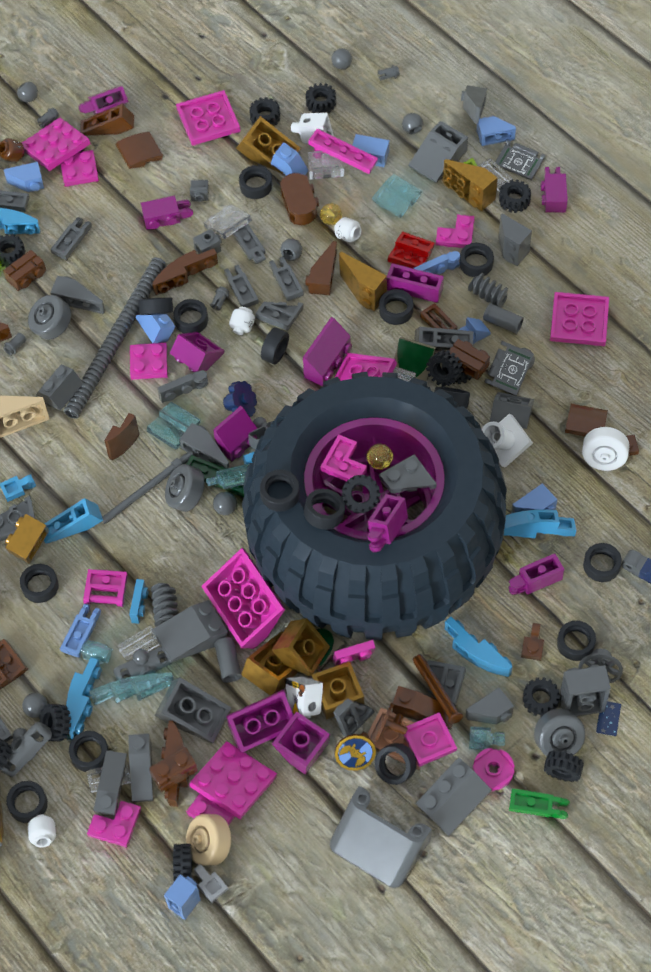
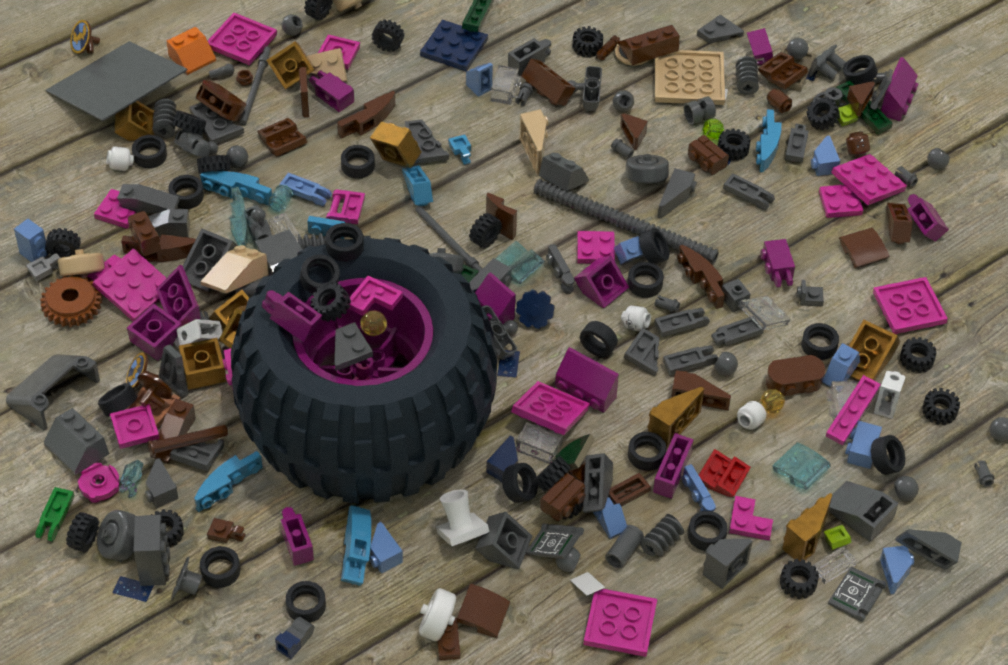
camera: 90 degrees right, 10 degrees down
(140, 450) = (485, 230): none -> black tyre
(215, 673) = (236, 269): none -> tan slope
(260, 858) = (71, 301): none -> dark orange gear
(384, 130) = (880, 457): none -> black tyre
(545, 344) = (587, 583): none -> white sticker
(554, 191) = (807, 618): magenta hinge -> none

